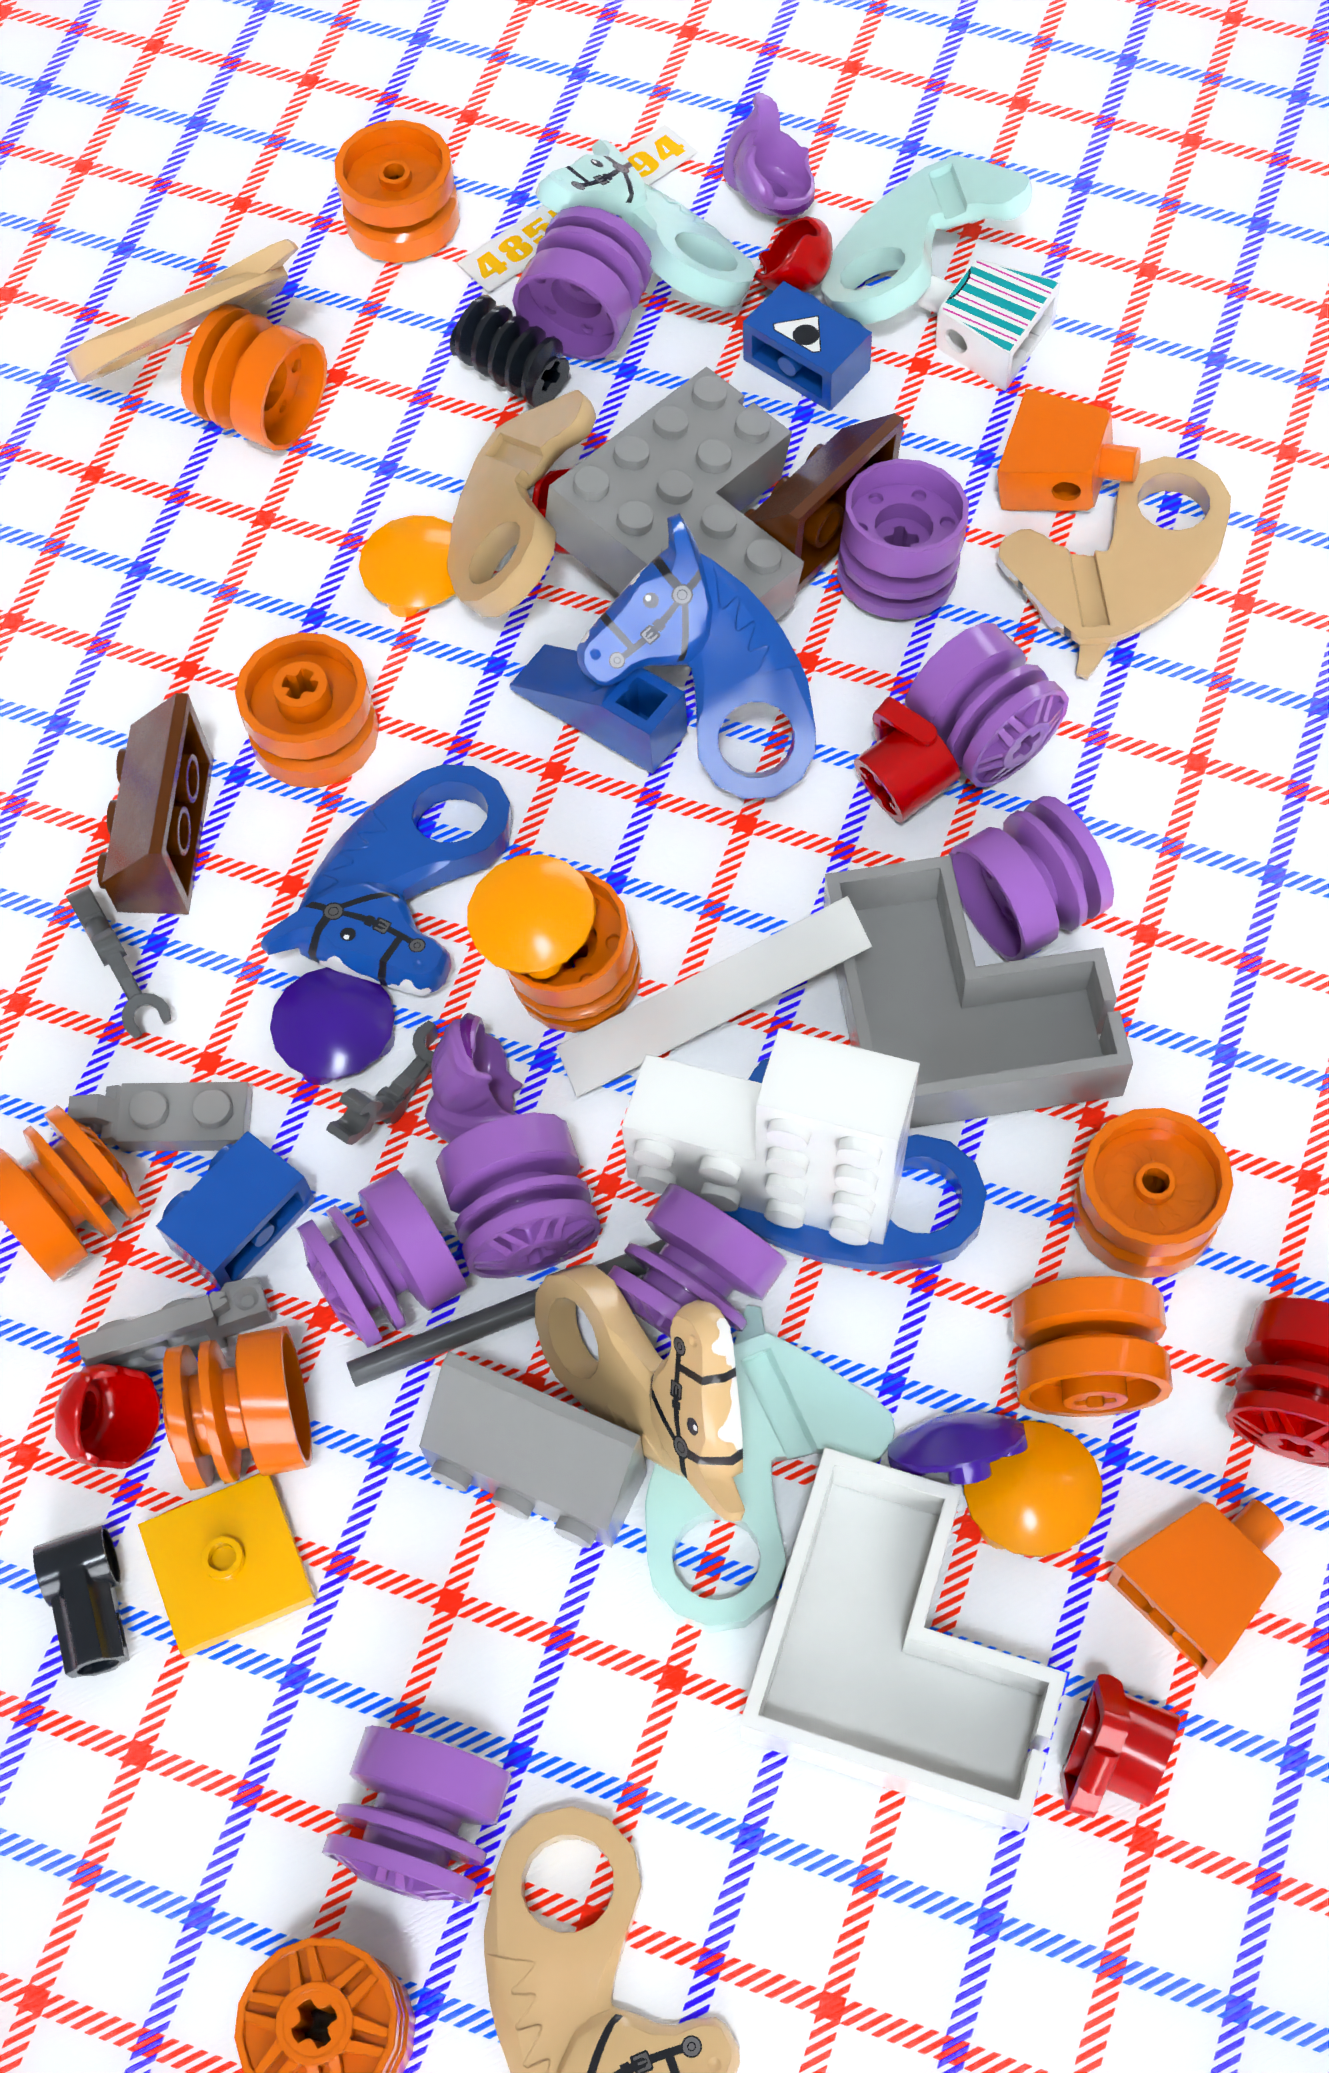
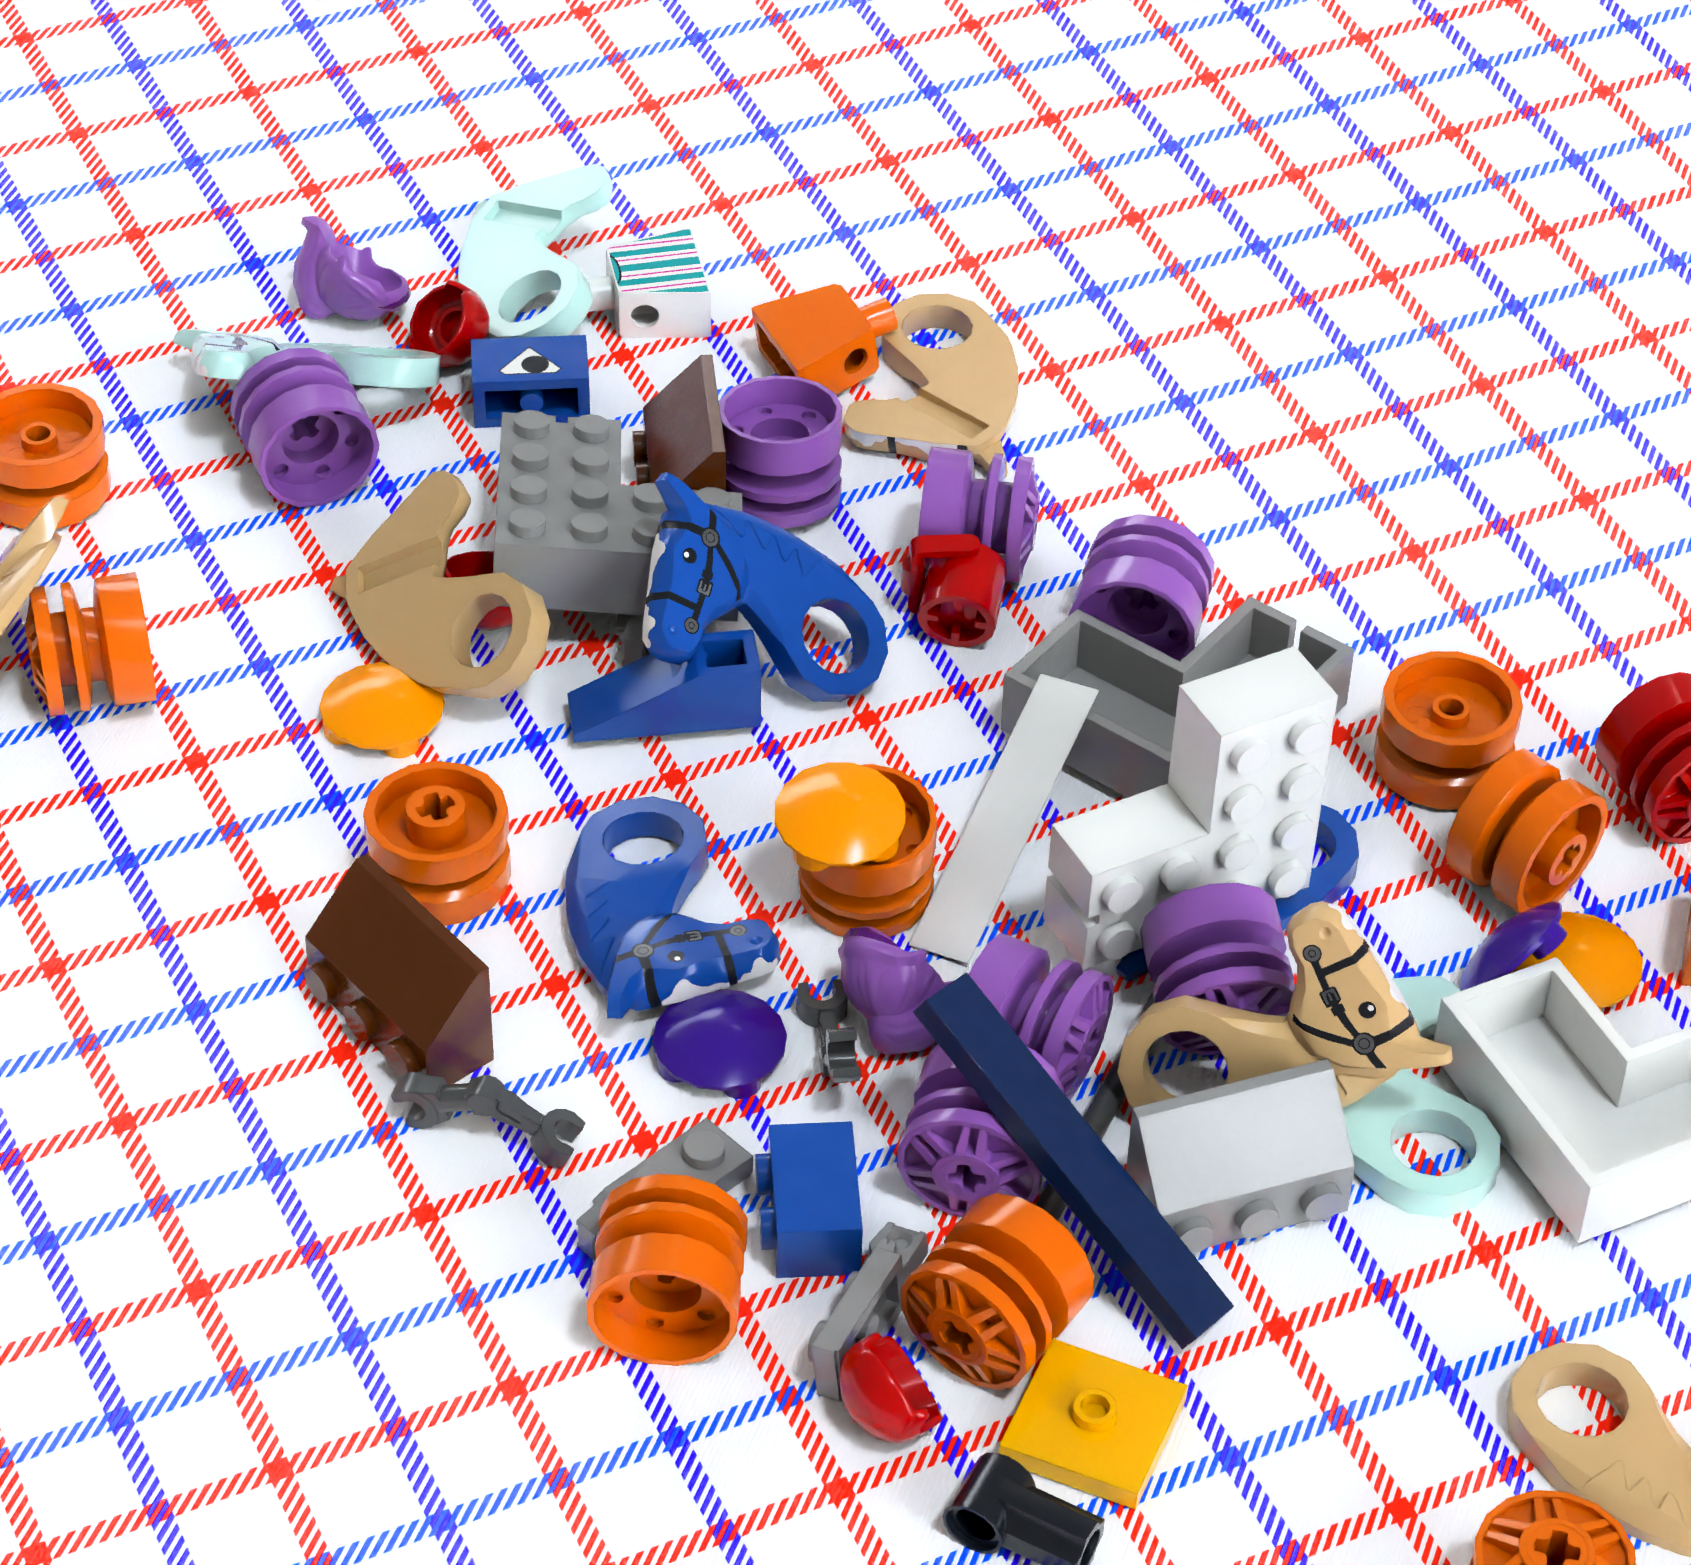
camera: 50 degrees left, 20 degrees down
(379, 1352) = (1074, 1160): none -> dark blue tile
(417, 1814) = (1446, 1419): medium lavender wheel -> none
(510, 351) = (284, 513): black piece -> none
(513, 248) = (189, 416): white sticker -> none

